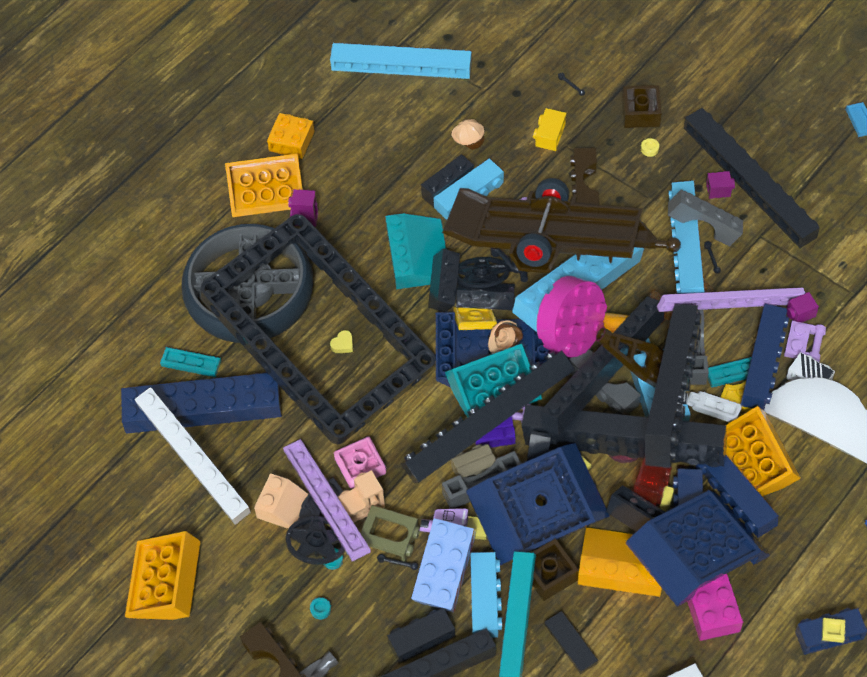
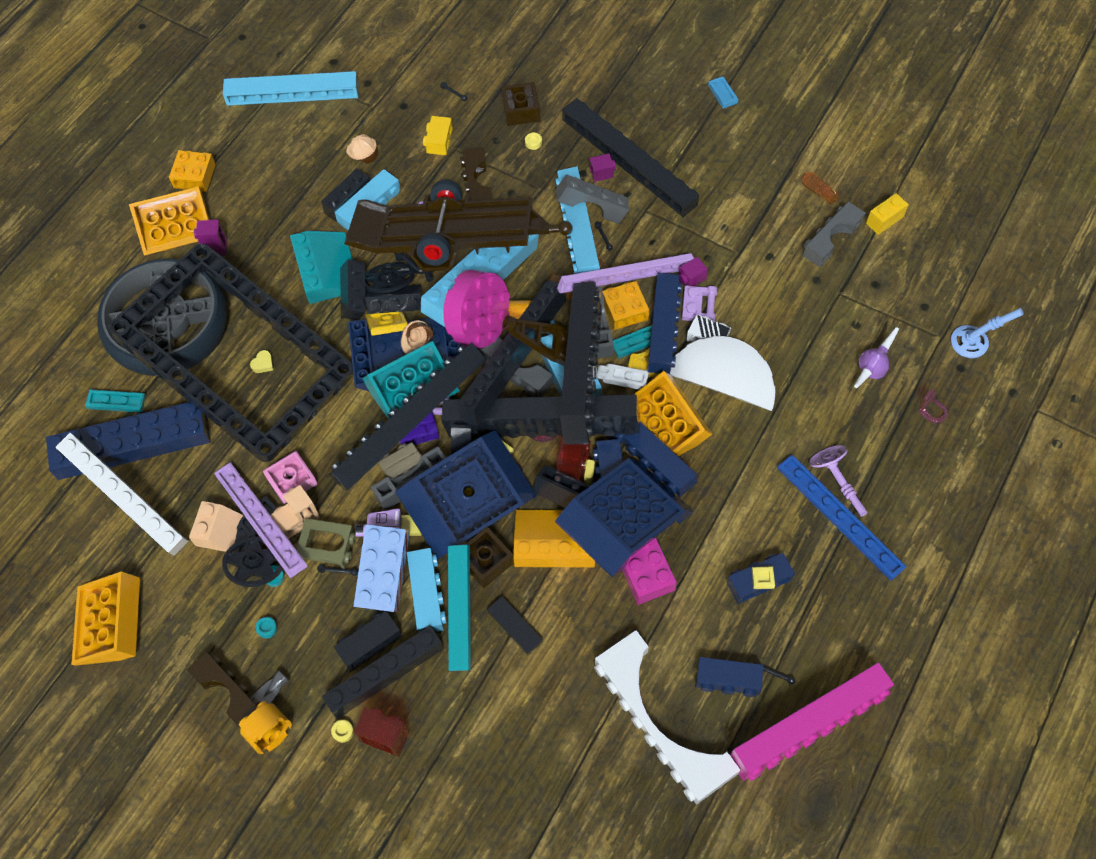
camera: 10 degrees left, 5 degrees up
(726, 333) = (625, 305): none -> light orange brick

